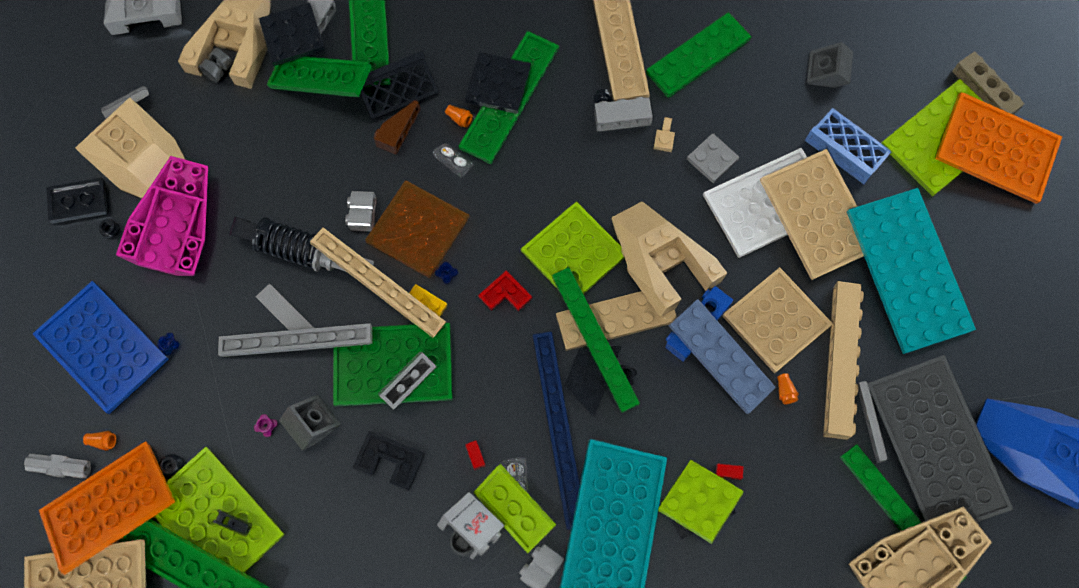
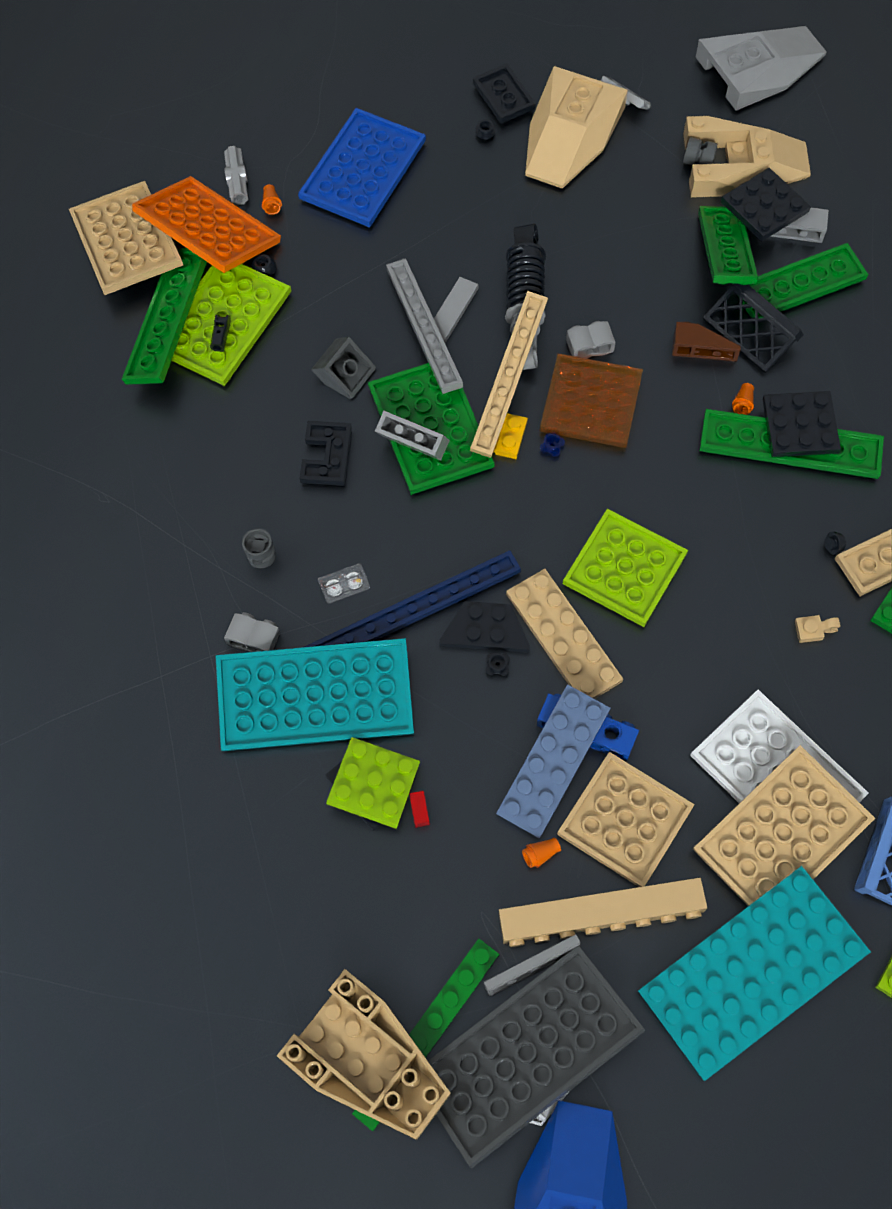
camera: 75 degrees right, 5 degrees down
(163, 343) = (383, 213): clear blue plate -> none
(169, 221) = (511, 170): dark pink wedge -> none
(271, 423) = (328, 326): magenta plate -> none
(452, 159) = (688, 410): slope -> none
(473, 523) = (278, 548): light grey panel -> none
(475, 455) = (356, 532): red piece -> none
(505, 287) = (554, 507): red plate -> none
(514, 508) = (308, 587): lime plate -> none
(595, 340) = (525, 616): green plate -> none
(623, 114) = (822, 571): light grey brick -> none
(655, 246) = (667, 651): tan wedge -> none
(713, 158) = (810, 692): light grey plate -> none

